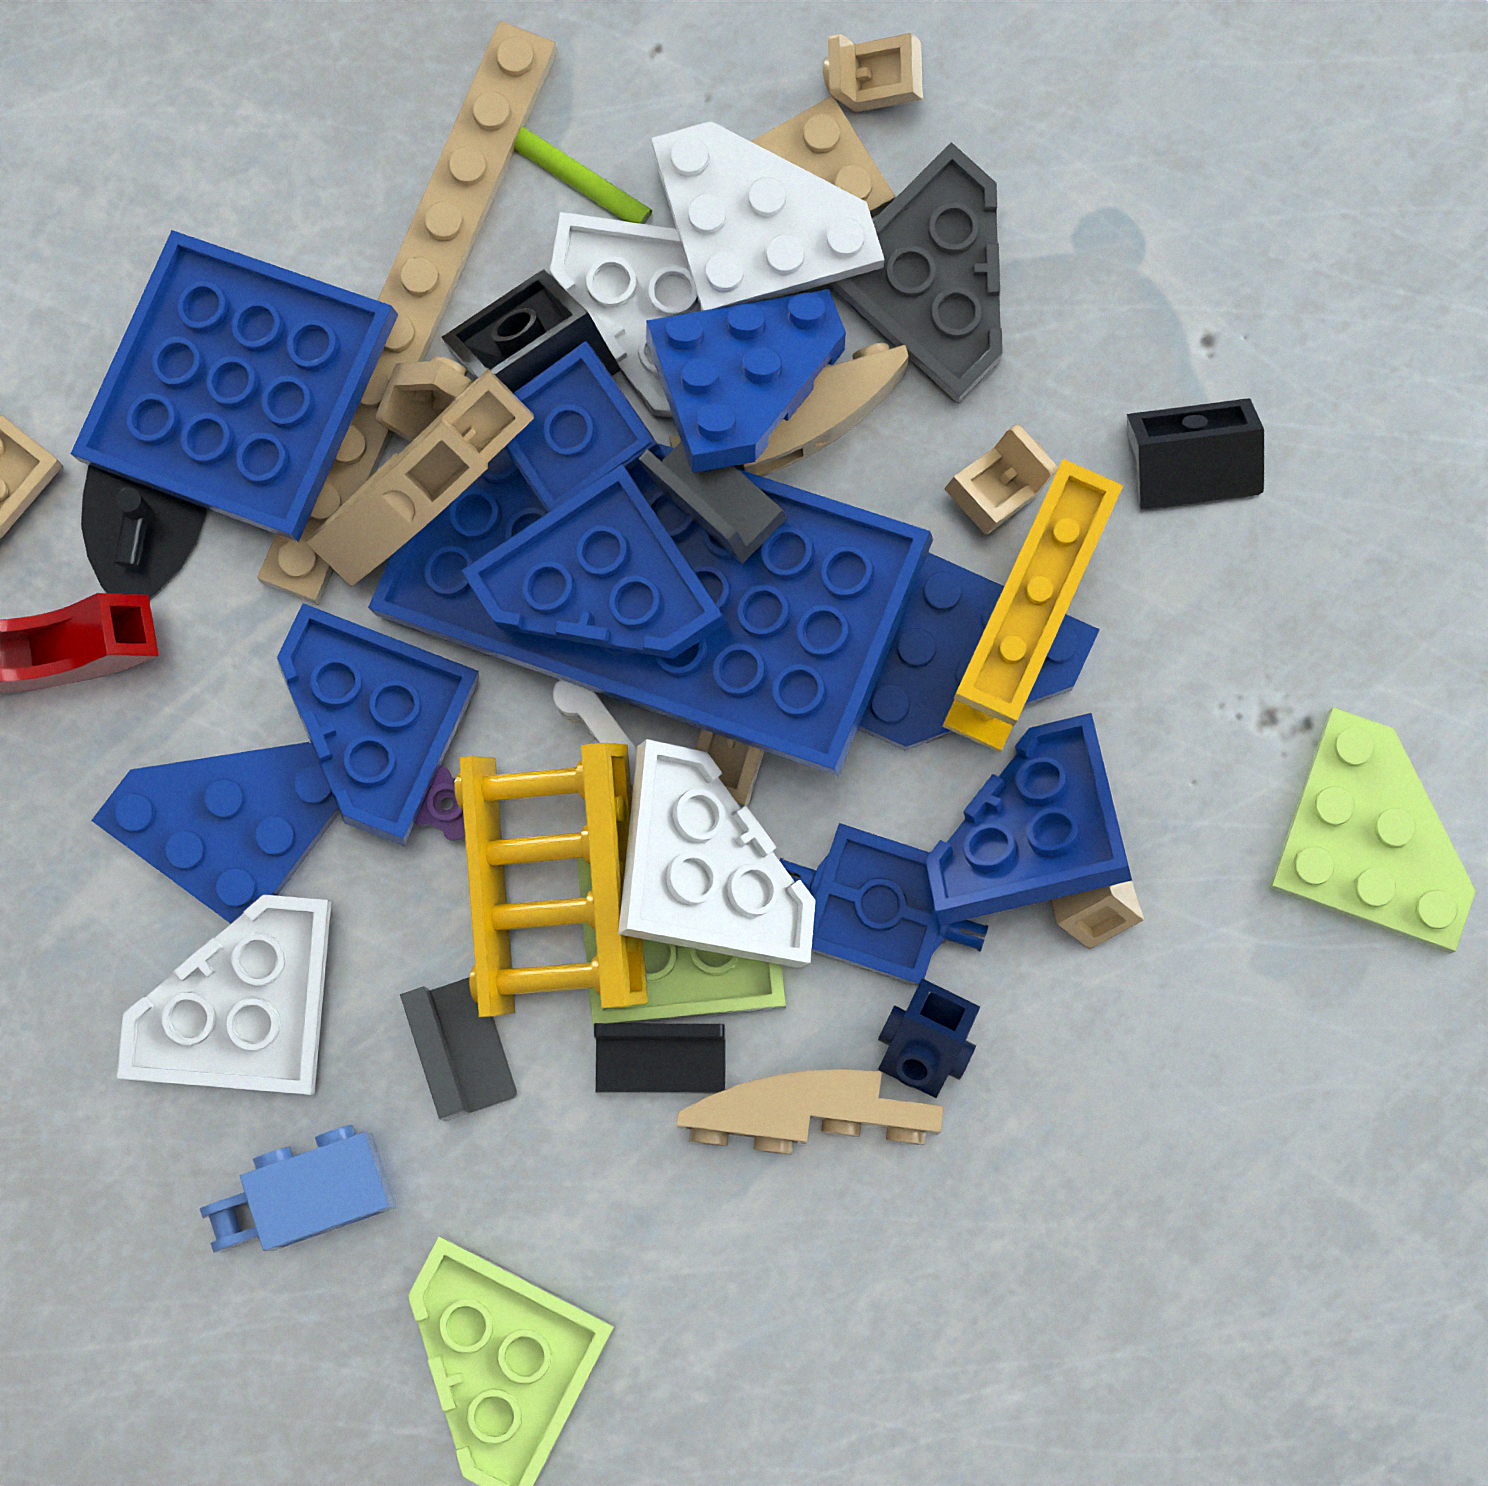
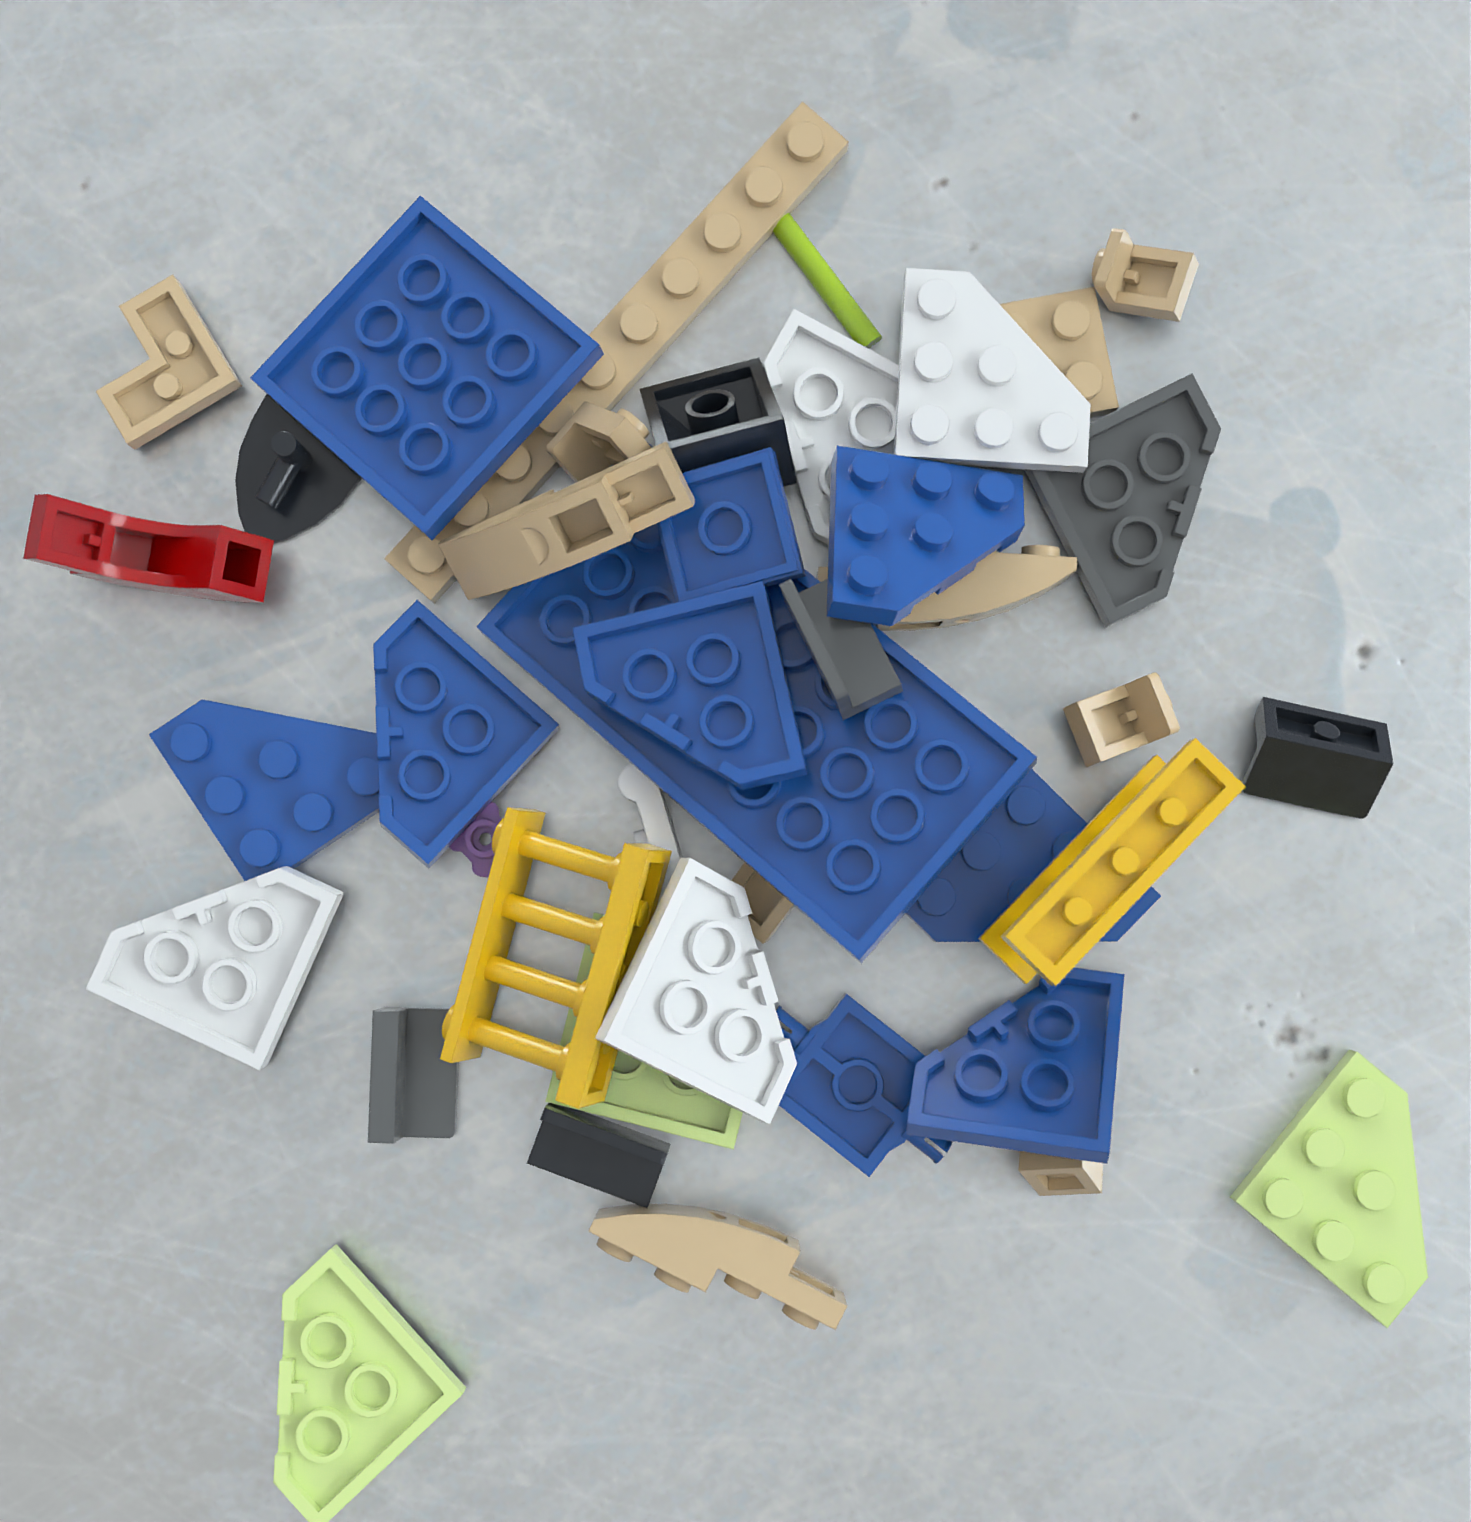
camera: 20 degrees right, 5 degrees up
(305, 1192) = (222, 1161): medium blue brick -> none
(928, 1038) = (856, 1233): dark blue brick -> none

